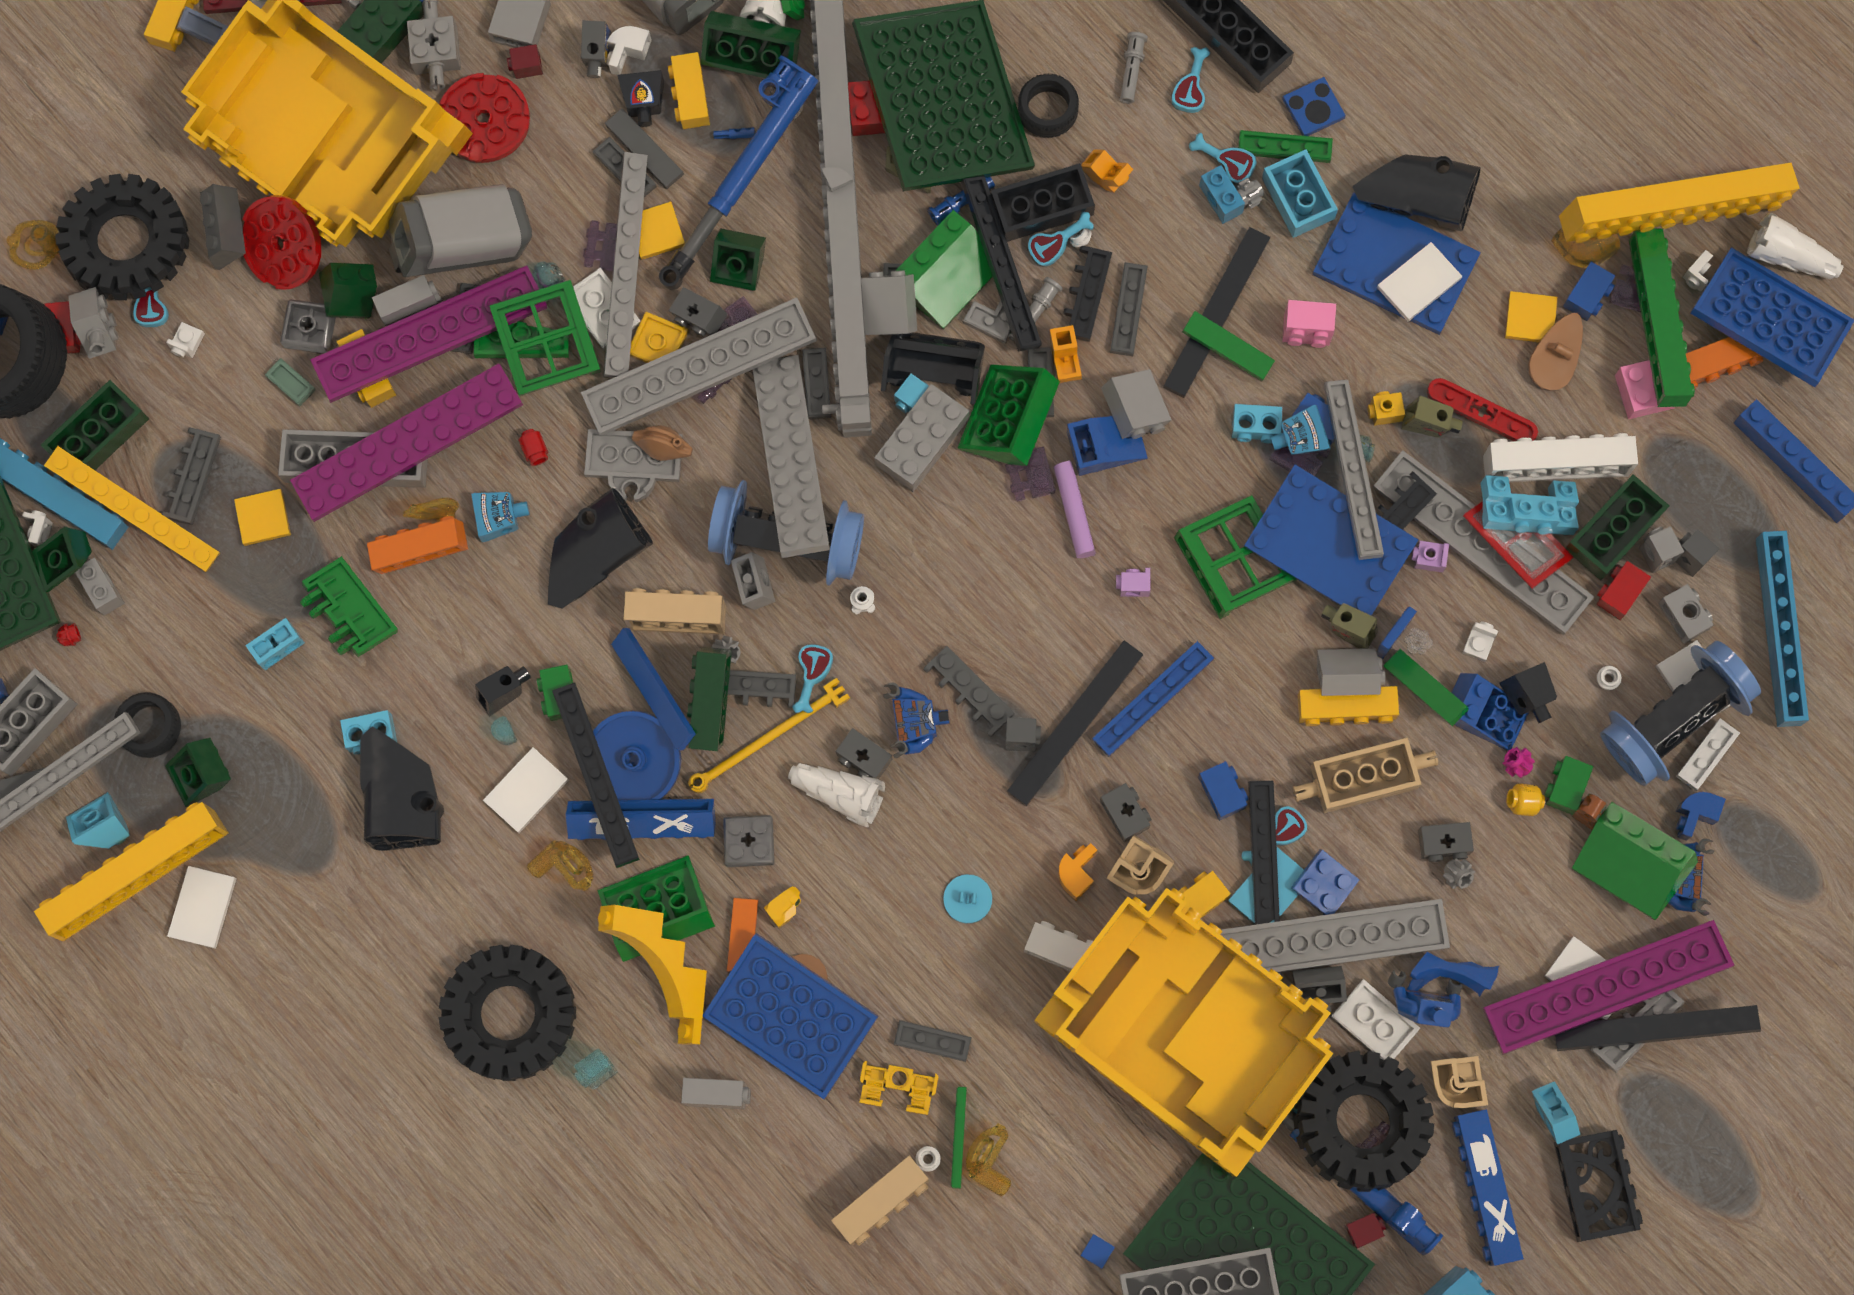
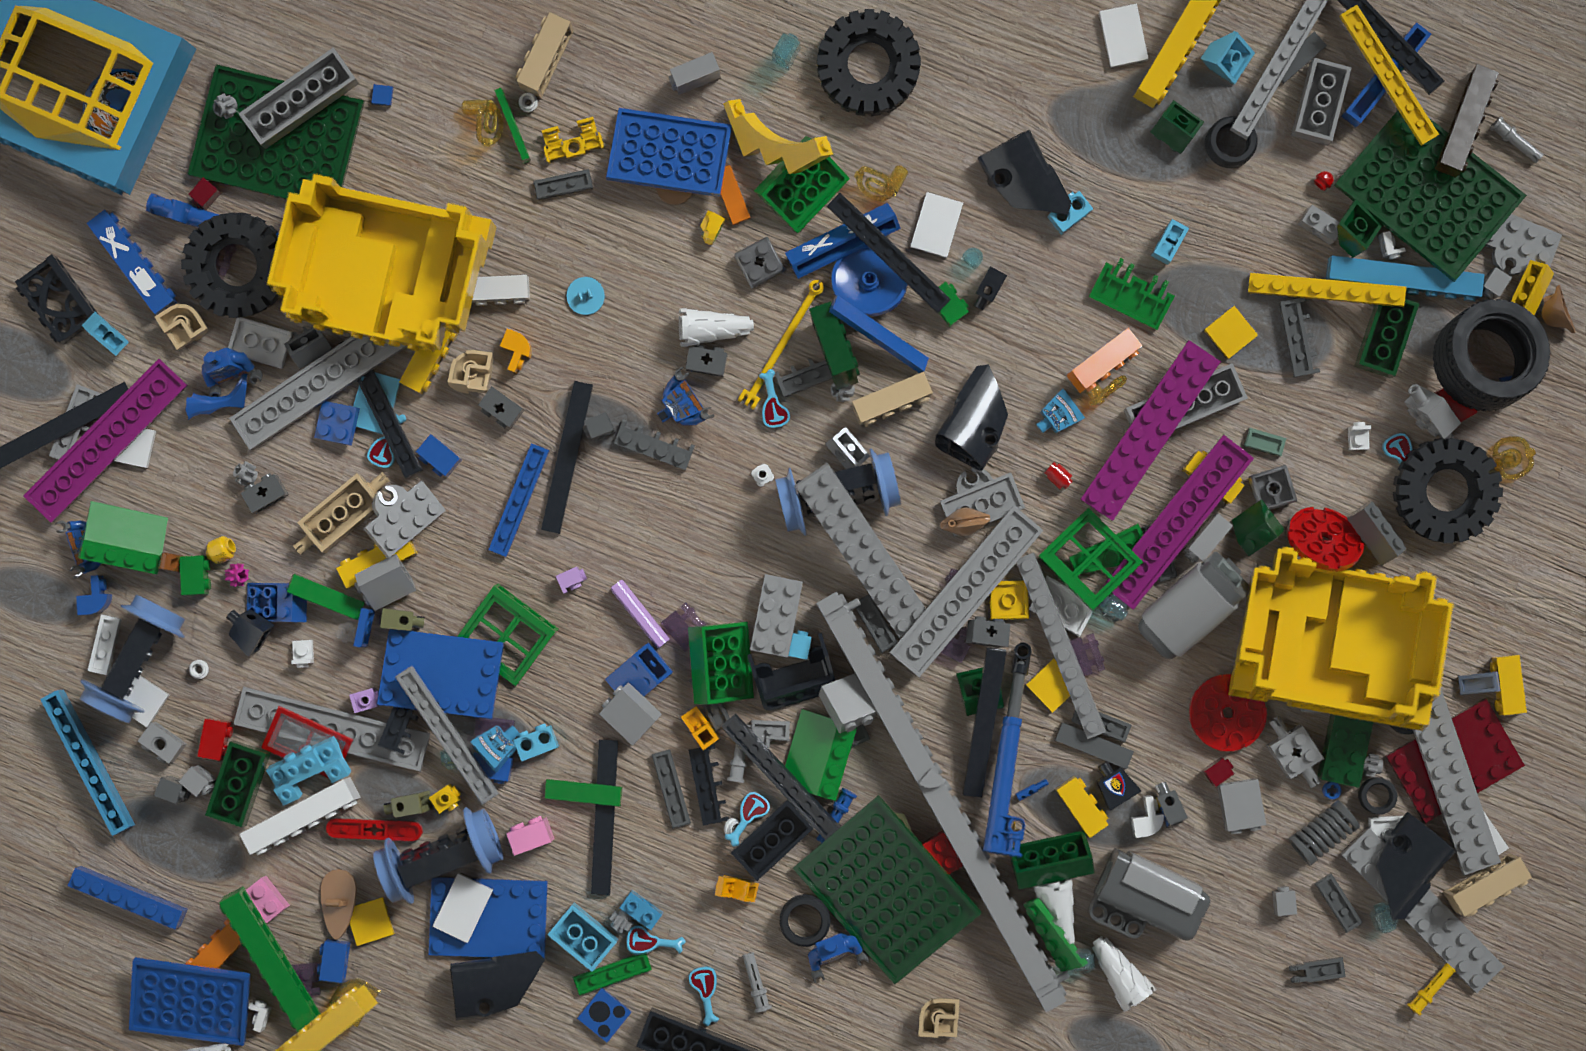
camera: 150 degrees right, 10 degrees up
(749, 218) = (984, 722): none -> black tile
(1032, 60) = (832, 950): none -> blue torso
(1296, 736) = (402, 516): none -> light grey plate
(1422, 341) = (436, 858): none -> brick

